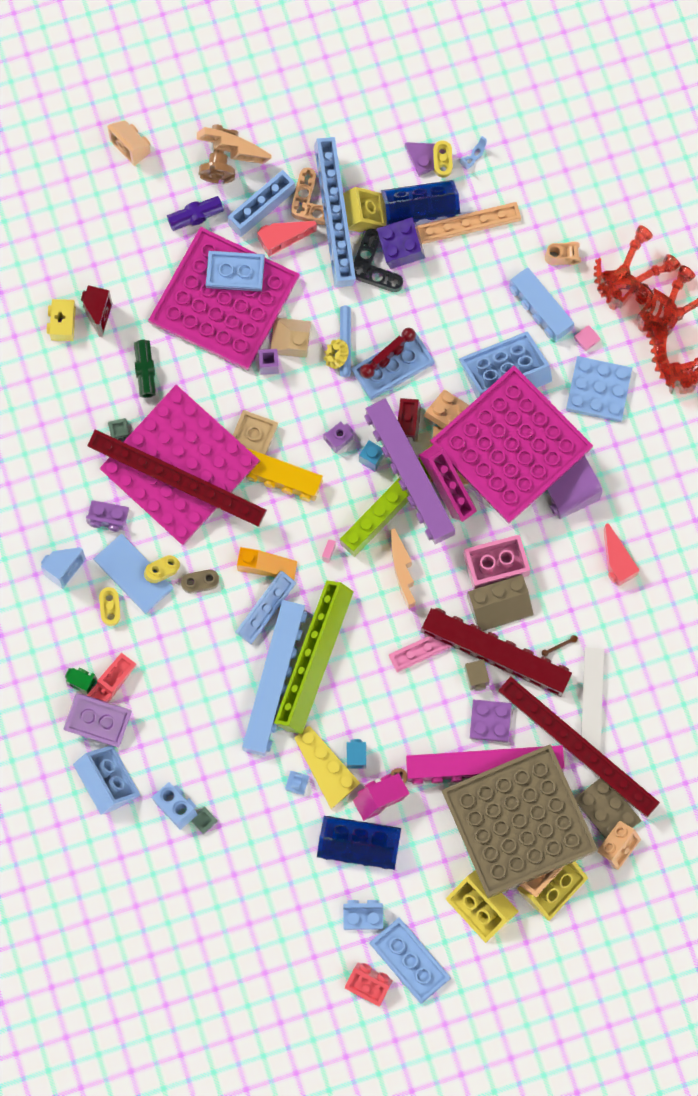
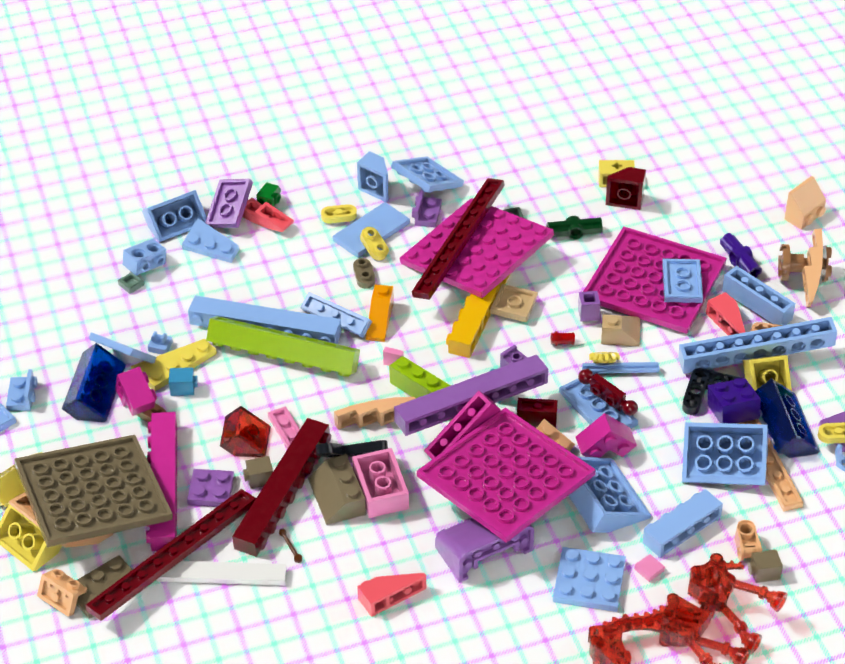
camera: 90 degrees right, 30 degrees down
(60, 511) = (427, 174): none -> light blue plate
(147, 741) = (210, 242): none -> light blue wing
(304, 391) = (562, 338): none -> red pin
(319, 814) = (122, 348): none -> light blue tile
(429, 690) = (245, 434): none -> clear red slope
(447, 358) = (605, 435): none -> dark pink brick
(457, 568) = (332, 450): none -> black beam
(465, 258) = (725, 453): none -> light blue slope
(590, 242) = (765, 566): none -> dark tan brick

